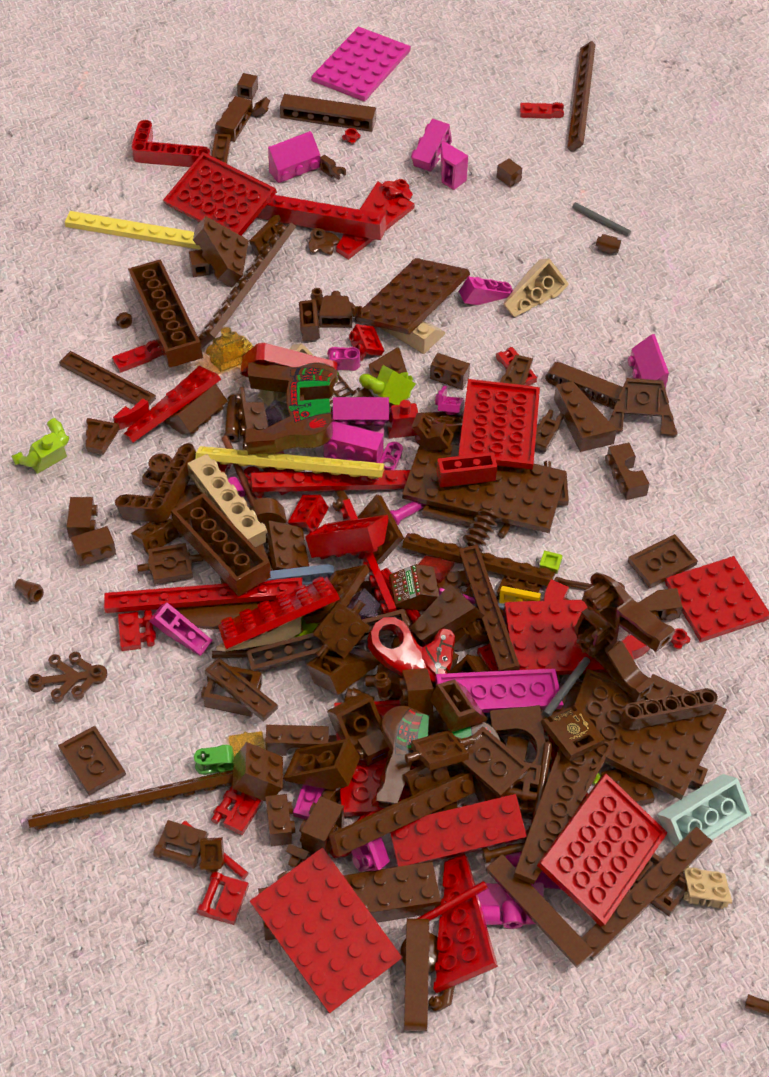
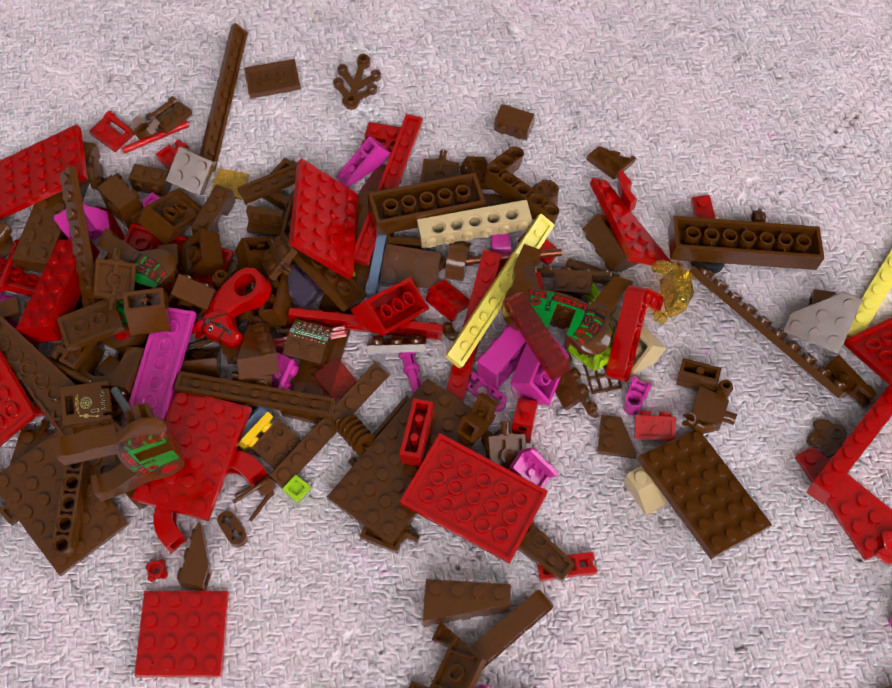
camera: 115 degrees right, 10 degrees up
(31, 591) = (455, 74): reddish brown cone -> none
(46, 450) = (600, 115): lime torso -> none
(93, 546) = (478, 123): reddish brown brick -> none
(105, 379) = (681, 187): reddish brown tile -> none
(216, 759) = (227, 154): bright green piece -> none
(287, 689) = (264, 220): none -> reddish brown bracket
(344, 397) = (537, 336): none -> clear red beam
(389, 384) = (571, 418): lime torso -> none
(449, 371) = (580, 490): reddish brown brick -> none
(482, 291) = (693, 582): dark pink slope -> none
(536, 287) = (684, 644): tan wedge -> none
(547, 430) = (462, 557): reddish brown hinge -> none
(630, 483) = (355, 611): reddish brown arch -> none
(662, 561) = (248, 598): reddish brown plate -> none

